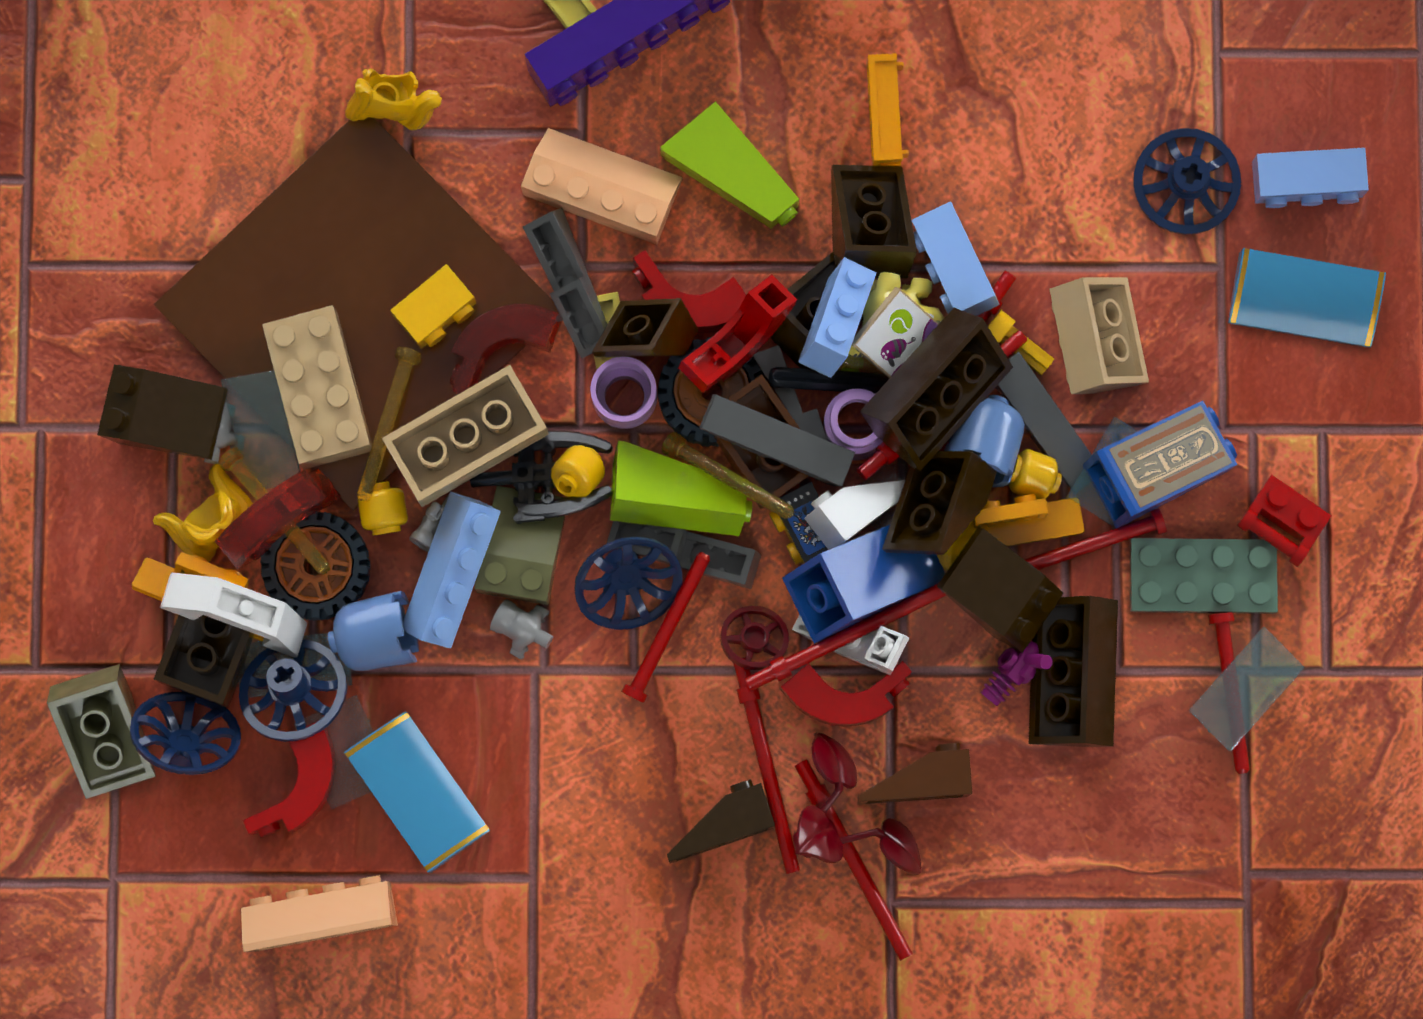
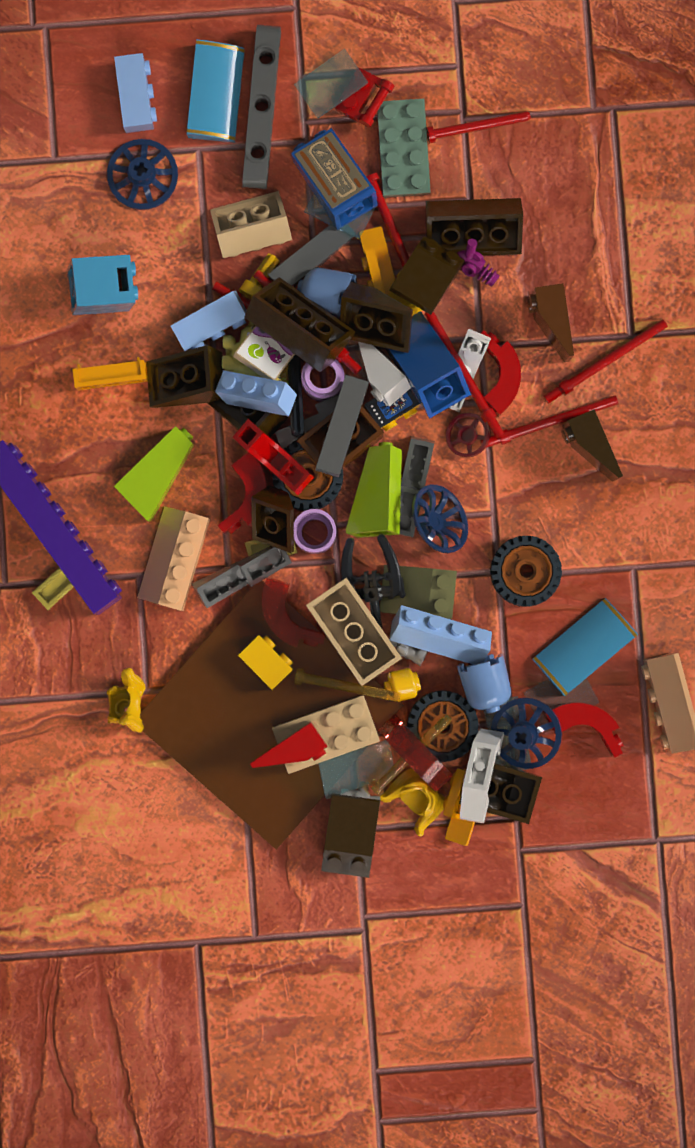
camera: 100 degrees left, 5 degrees up
(94, 726) = (561, 857): olive slope -> none
(182, 741) = (565, 801): dark blue wheel -> none
(297, 337) = (298, 747): none -> red slope
(521, 626) = (472, 587): light grey piece -> none
(533, 681) = (544, 565): none -> wheel
(578, 471) = (369, 557): yellow head -> none
(667, 628) = (466, 492): red bar -> none
(675, 446) = (345, 496): clear yellow bar -> none
(818, 835) = (594, 383): dark red plant -> none
(1018, 94) = (96, 285): none -> dark azure container
(1035, 475) = (347, 259): yellow head -> none
(1246, 689) = (475, 115): clear light blue piece -> none
(1306, 367) = (261, 122): none -> dark grey beam
(1308, 472) = (331, 83): none -> clear light blue window

